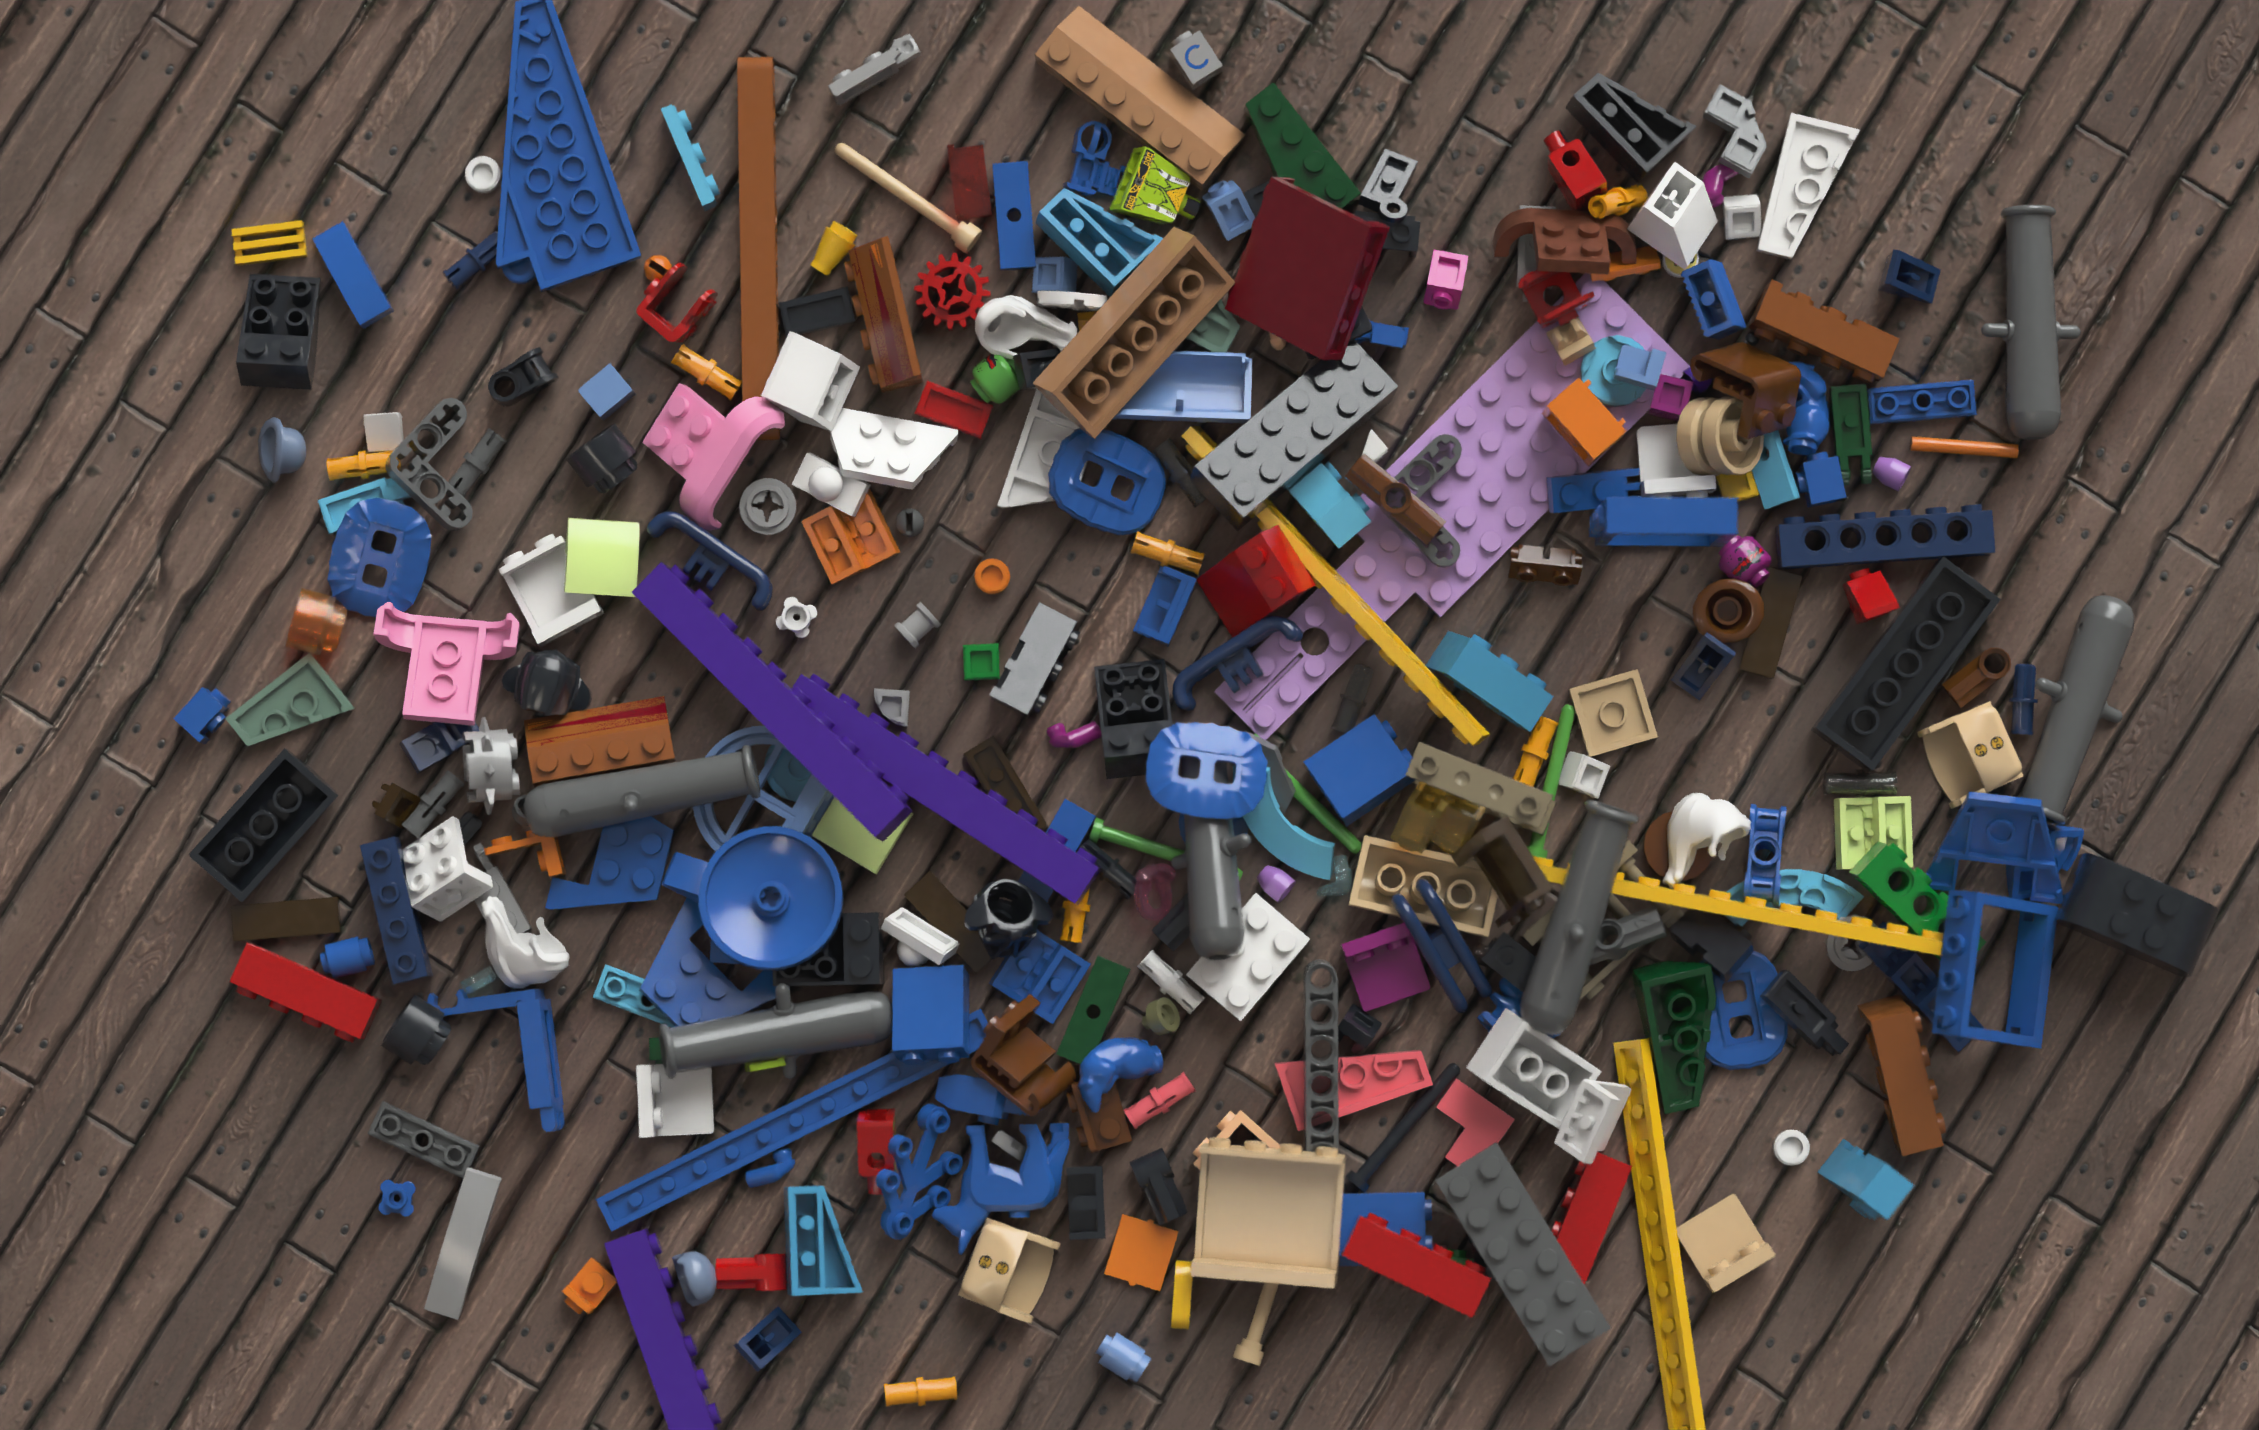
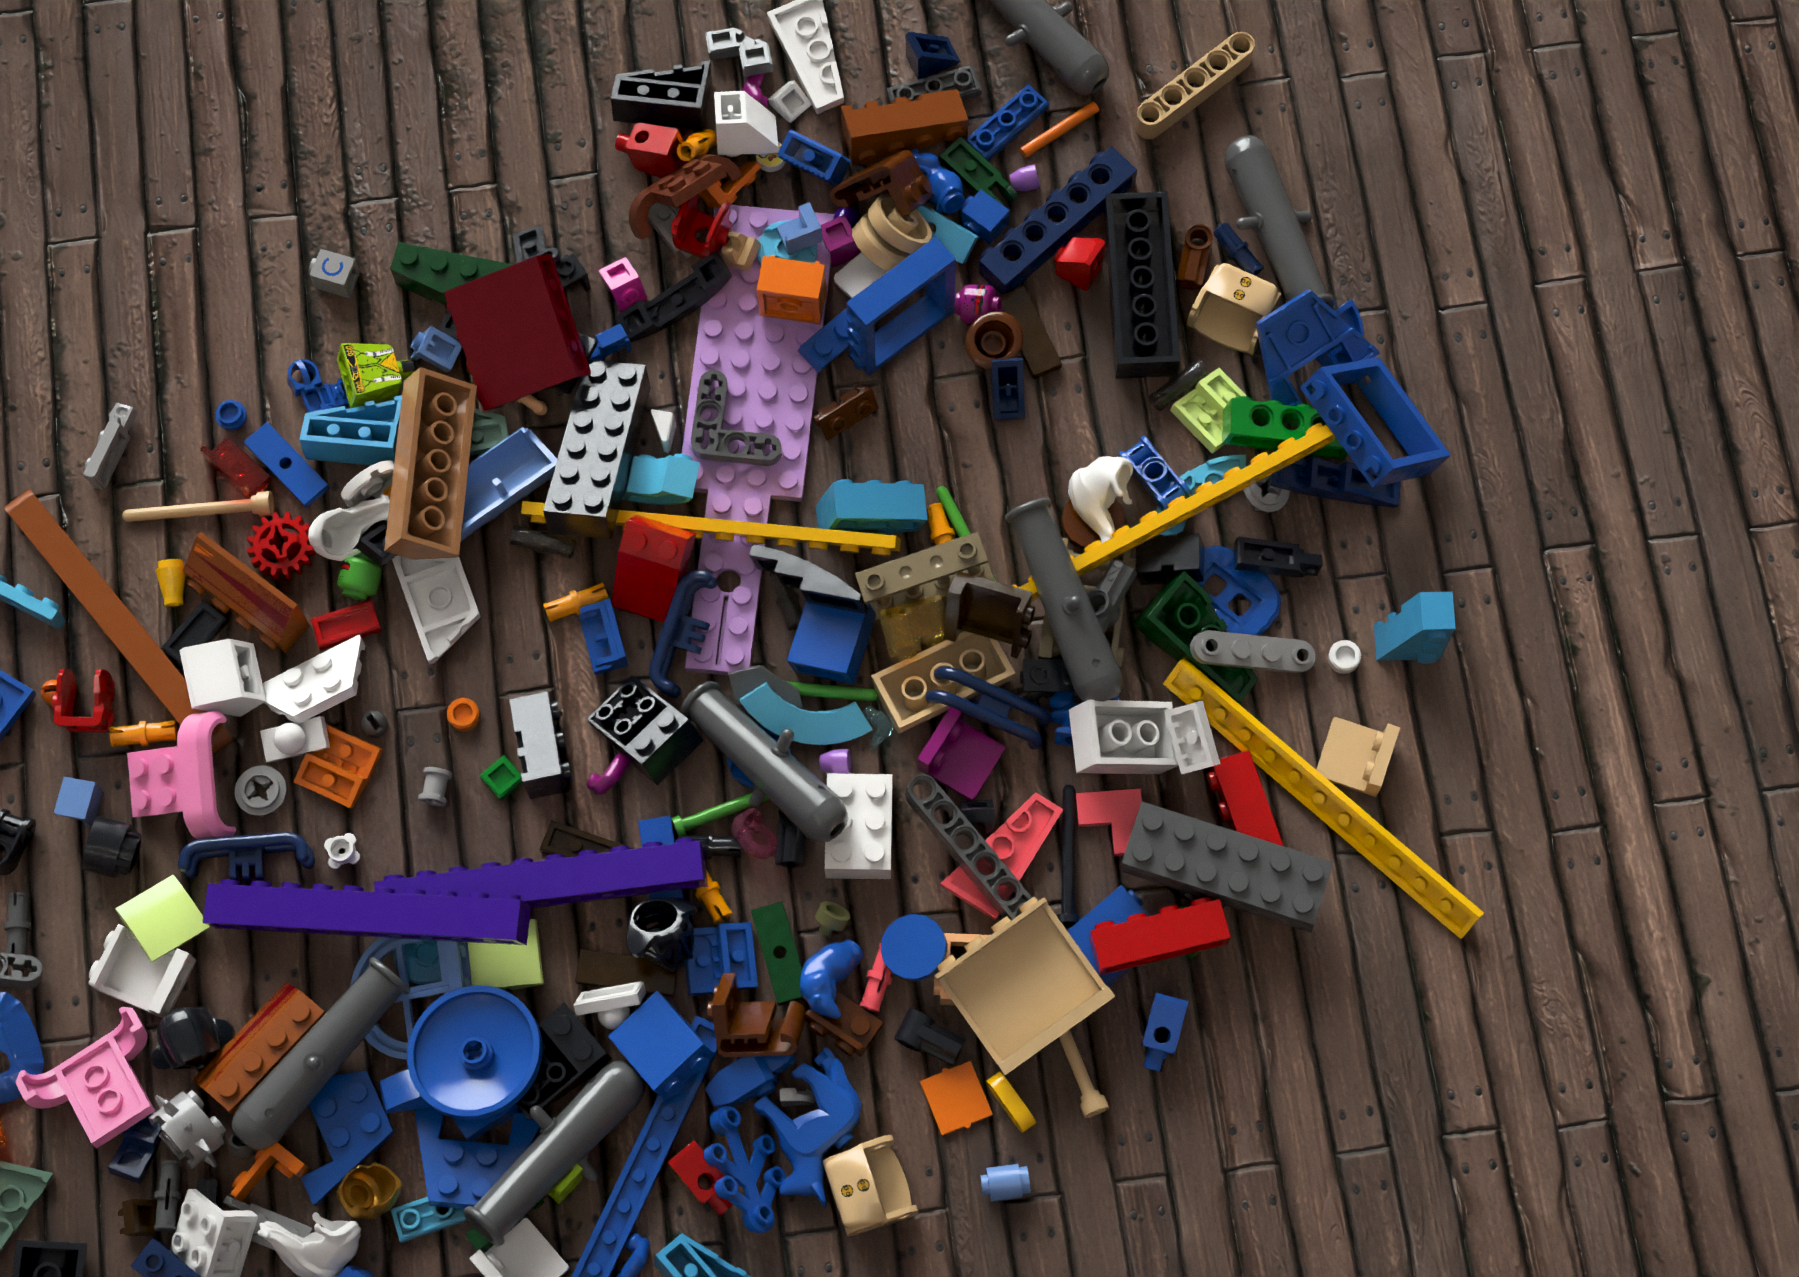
camera: 40 degrees left, 15 degrees down
(598, 937) = (369, 1191): none -> pearl gold hair
(893, 705) = (461, 855): light grey tile -> none
(1001, 125) = (231, 415): none -> blue plate
(1054, 274) = (339, 479): medium blue slope -> none
(1086, 1202) = (885, 1090): black window -> none
(1095, 504) = (488, 565): blue piece -> none
(1138, 96) = (310, 327): medium nougat slope -> none
(1171, 982) = (818, 889): white pin -> none
(1203, 795) = (733, 728): blue piece -> none
(1206, 1103) = (913, 947): none -> blue tile
(1368, 1331) = (1166, 1014): none -> blue torso
(1381, 716) = (815, 583): none -> slope
(1413, 515) = (684, 434): reddish brown piece -> none
(1478, 337) = (677, 301): none -> black slope
(1583, 774) = (989, 524): white slope -> none
(1613, 713) = (973, 470): tan tile -> none
(1712, 1081) = (1252, 651): none -> light grey plate
(1903, 1074) = (1376, 544): dark orange wedge -> none
(1904, 322) = (962, 79): none -> dark grey tile
(2136, 914) = (1434, 318): black brick -> none
(2140, 503) = (1188, 96): none -> tan beam

